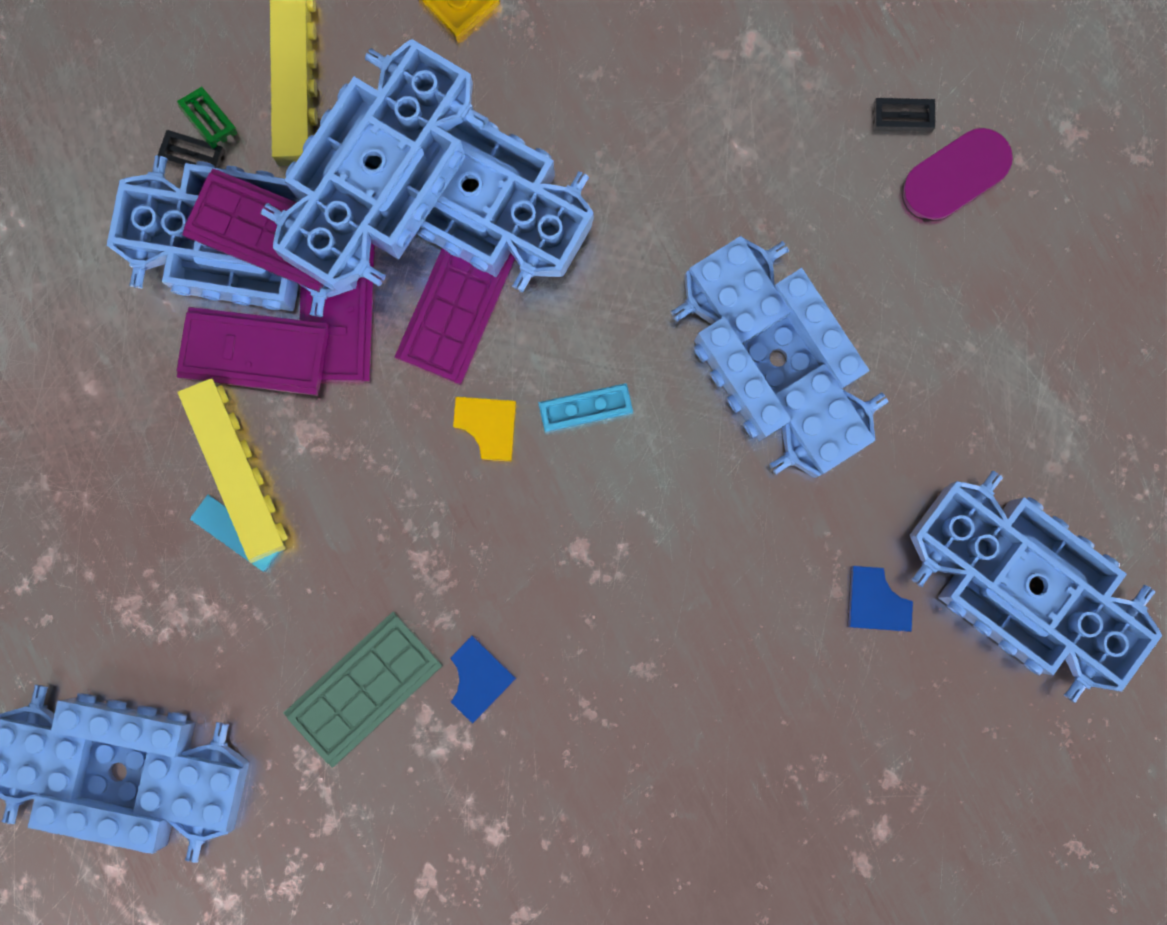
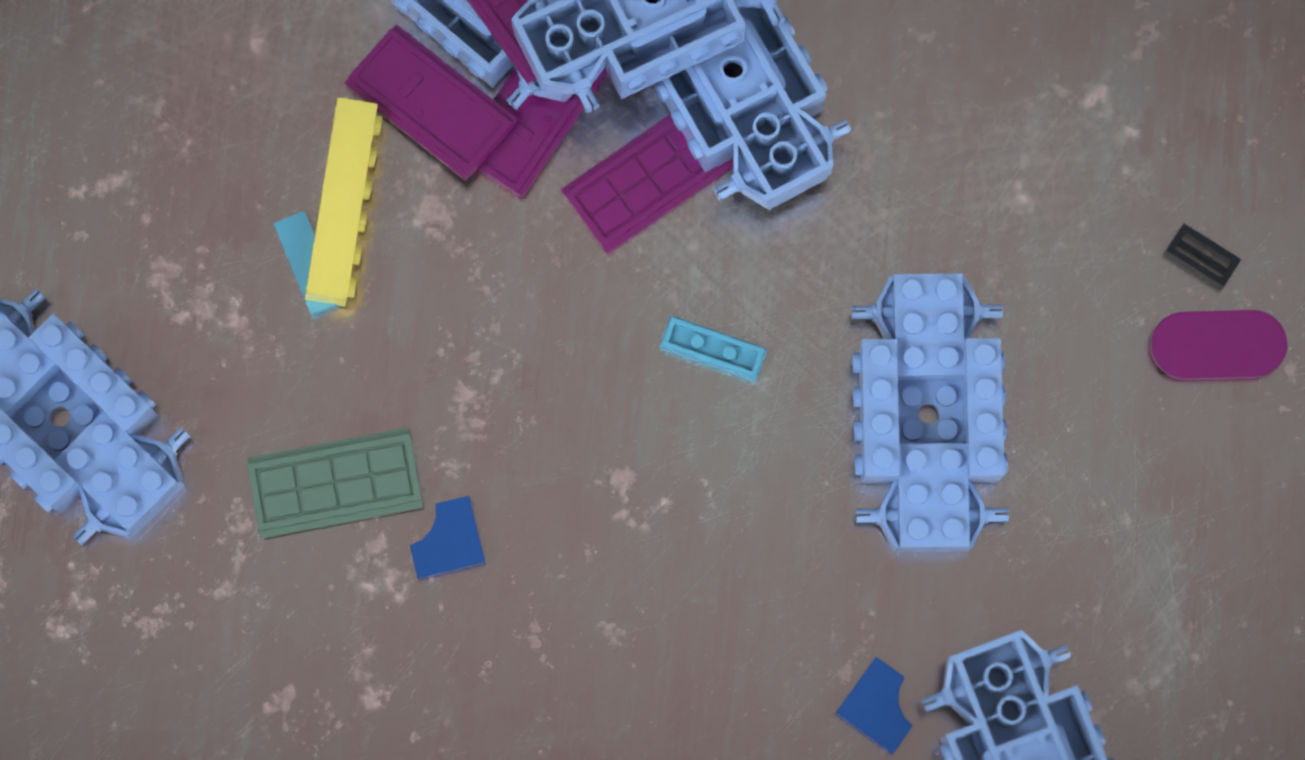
camera: 30 degrees right, 5 degrees down
(489, 423) = (611, 308): yellow tile -> none

